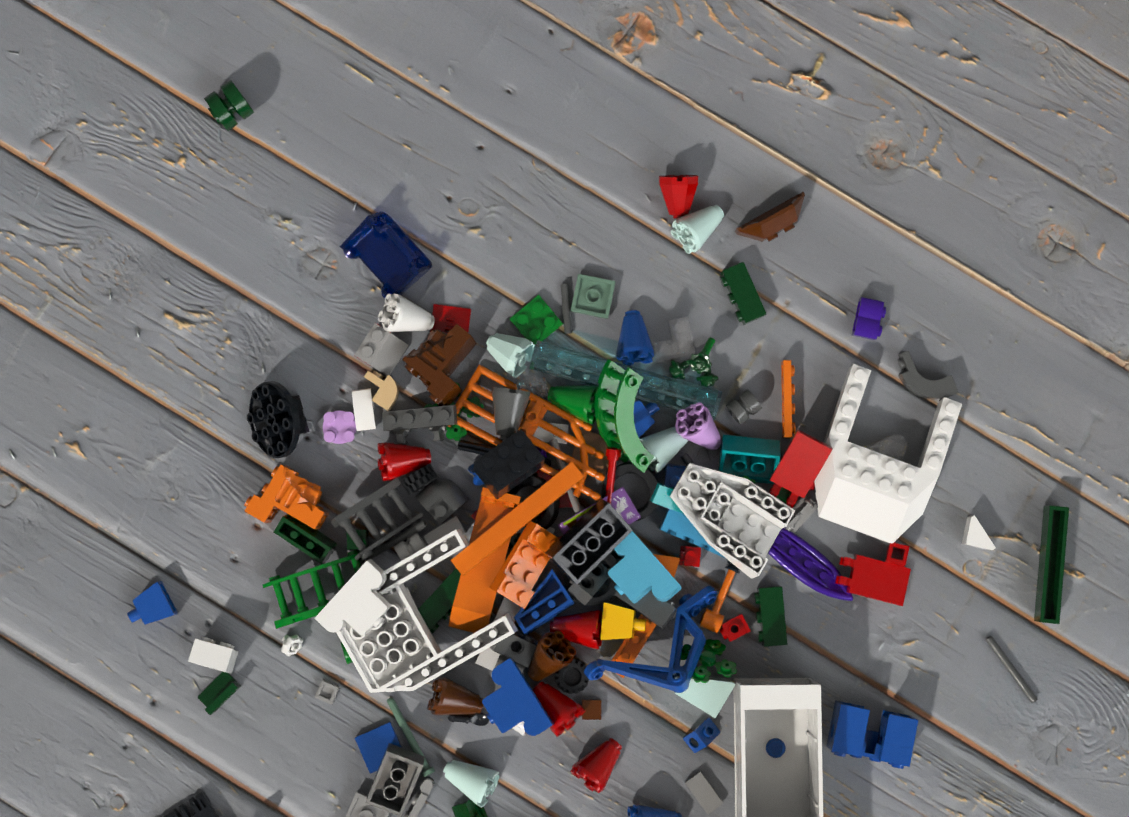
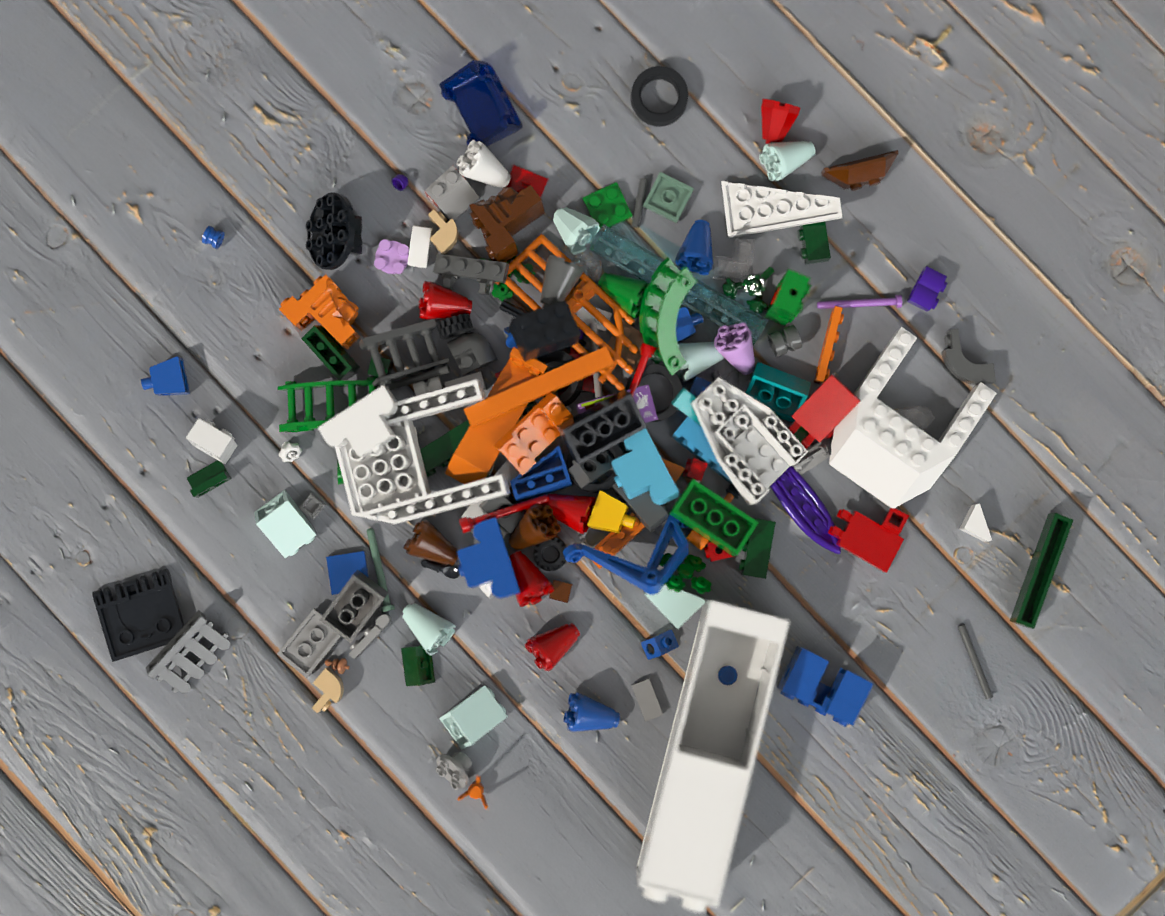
camera: 10 degrees right, 0 degrees up
(159, 454) = (213, 237): none -> blue wheel
(305, 717) = (284, 524): none -> light aqua slope
(327, 351) = (400, 182): none -> dark purple hinge
(485, 670) = (468, 523): none -> red piece
(551, 177) = (659, 73): none -> black tyre
(691, 283) = (768, 209): none -> white wing
(721, 600) = (713, 518): none -> green brick
(735, 366) = (788, 298): none -> green brick
(807, 349) = (897, 301): none -> medium lavender bar

